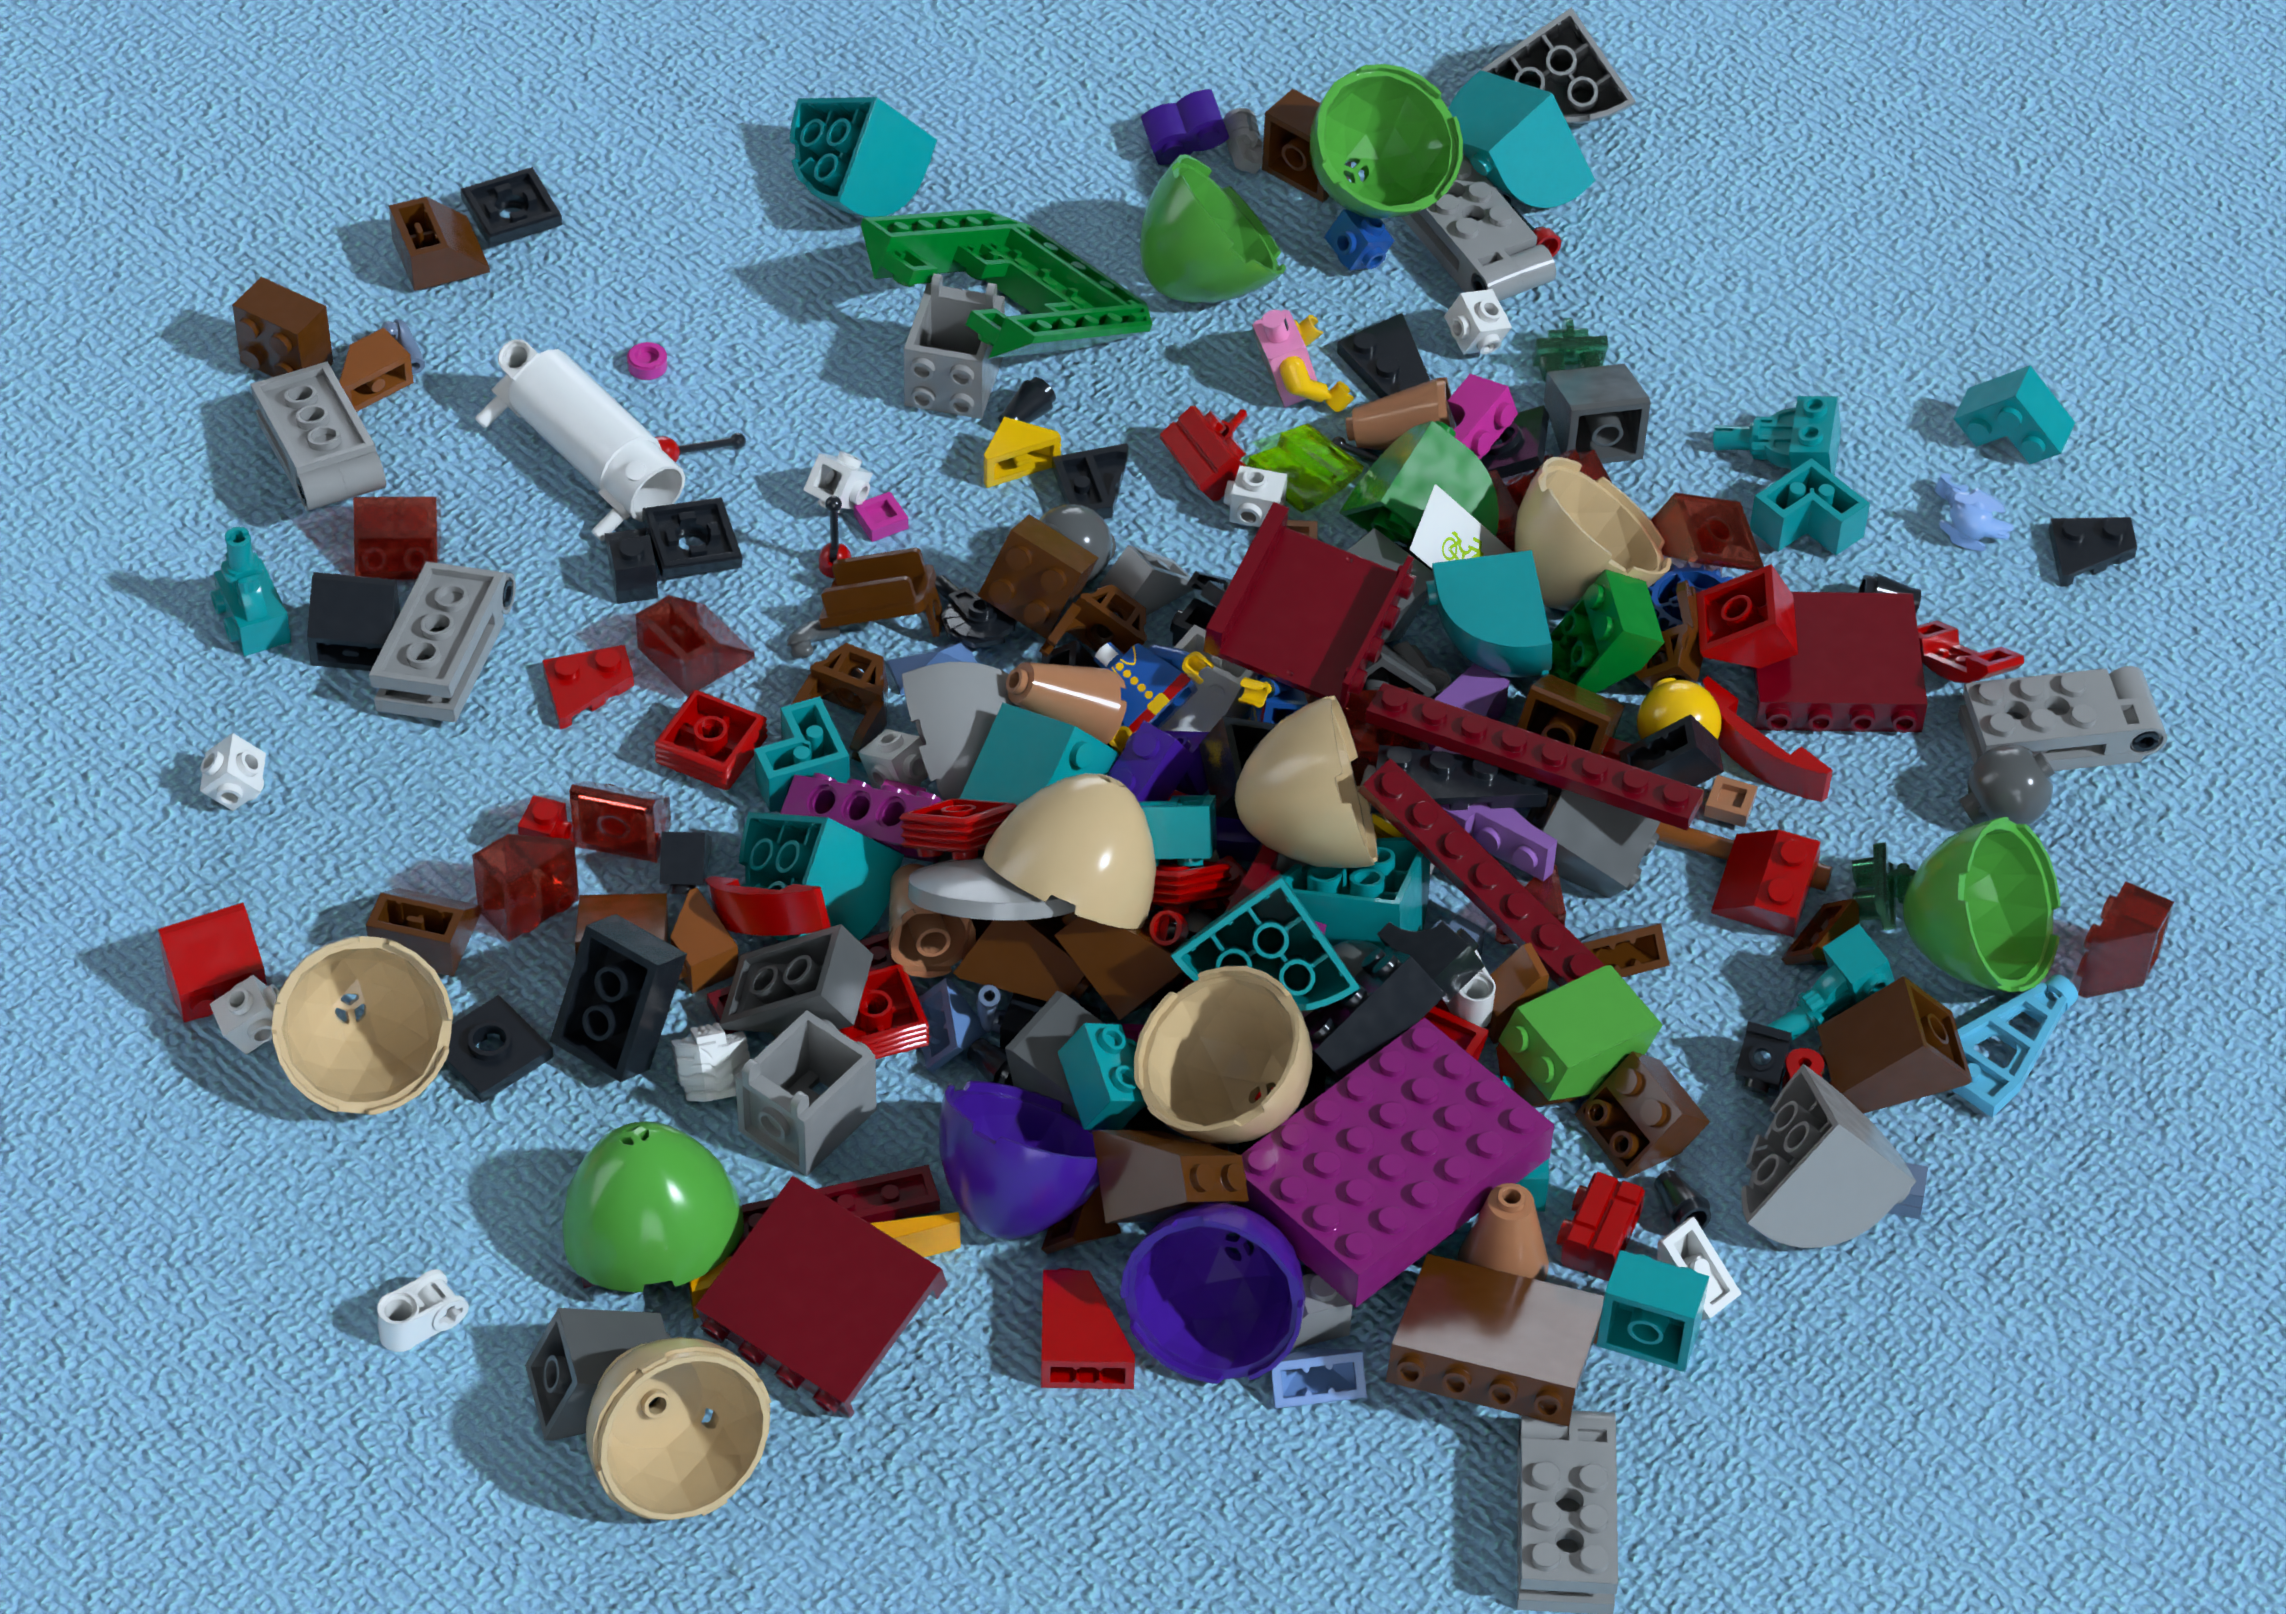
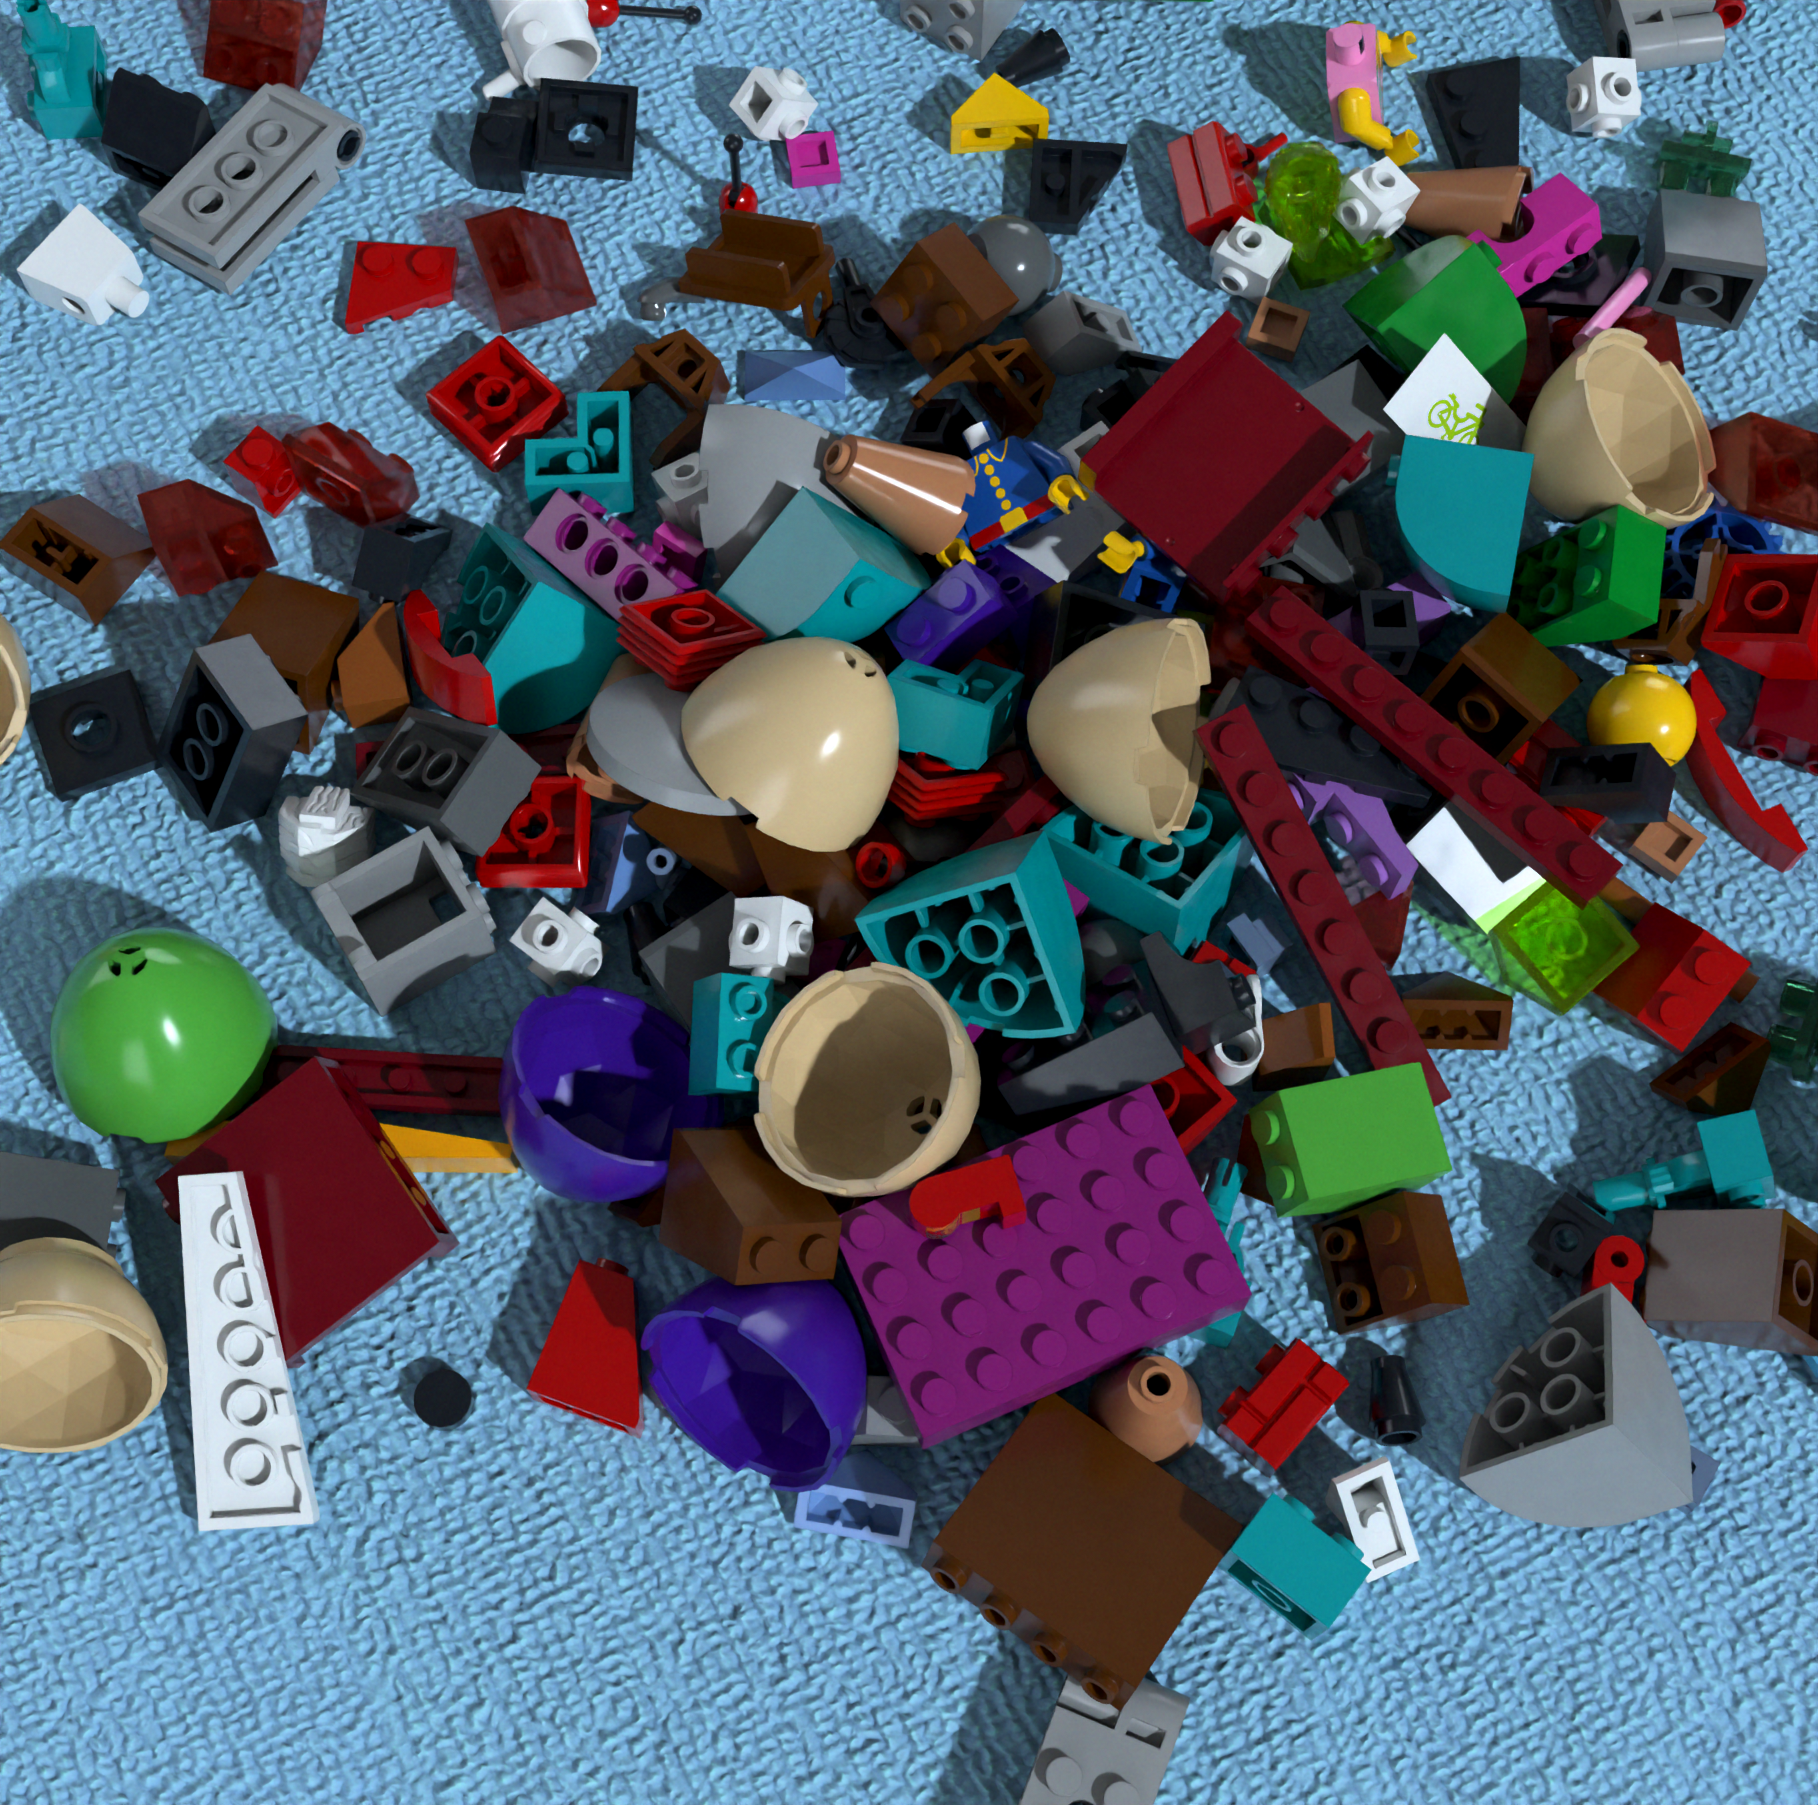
camera: 20 degrees right, 20 degrees up
(330, 734) = (85, 271): none -> white torso
(830, 1434) = (242, 1401): none -> white wing
(926, 1075) = (560, 944): none -> white brick
(974, 1402) = (444, 1400): none -> black tile
(1106, 998) = (771, 937): none -> white brick
(1282, 437) = (1303, 194): none -> clear neon green hair
(1329, 1109) = (966, 1196): none -> red leg
(1335, 431) = (1375, 200): none -> white brick
(1469, 691) = (1386, 628): none -> black brick
(1548, 450) = (1614, 306): none -> bright pink bar
(1677, 877) = (1557, 950): none -> clear neon green slope

